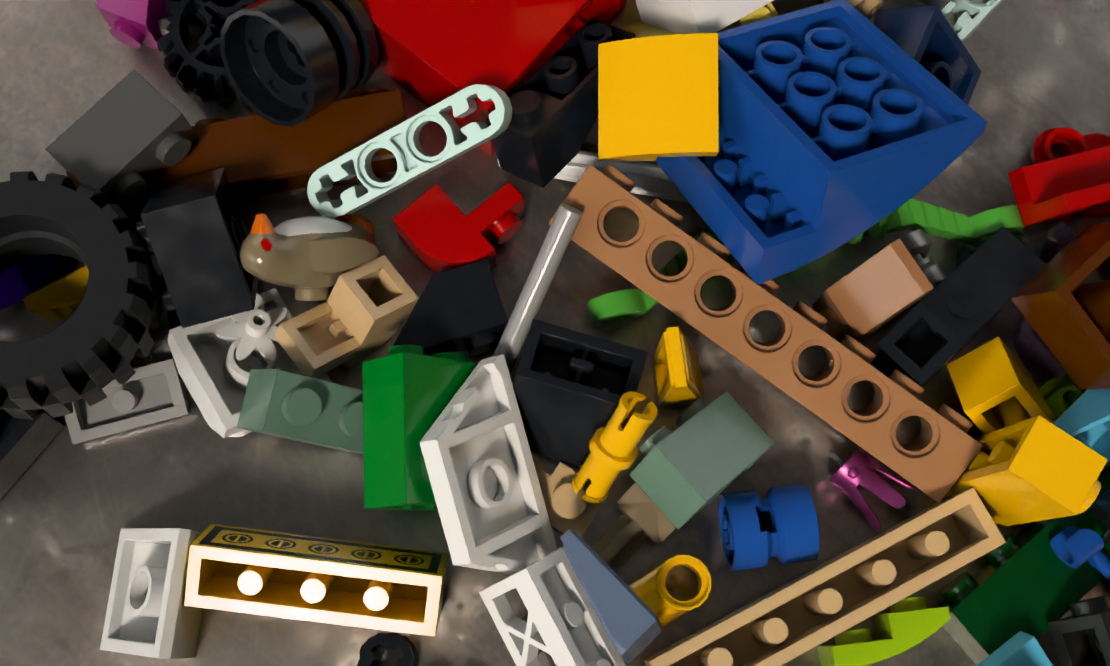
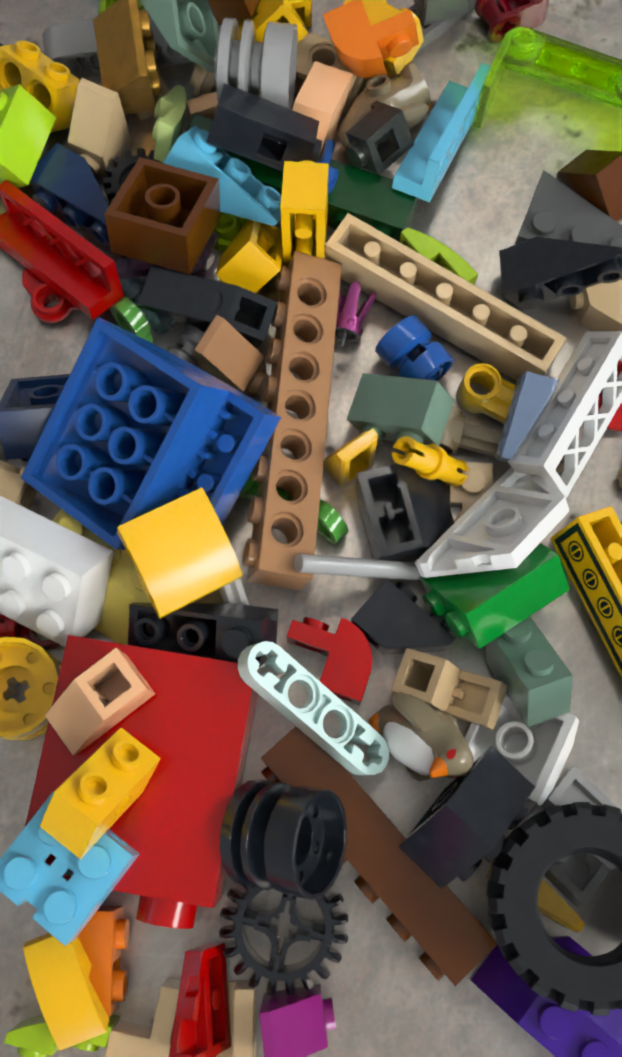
camera: 115 degrees left, 0 degrees up
(124, 141) = (431, 929): dark grey brick -> none
(254, 330) = (499, 739): white plant -> none

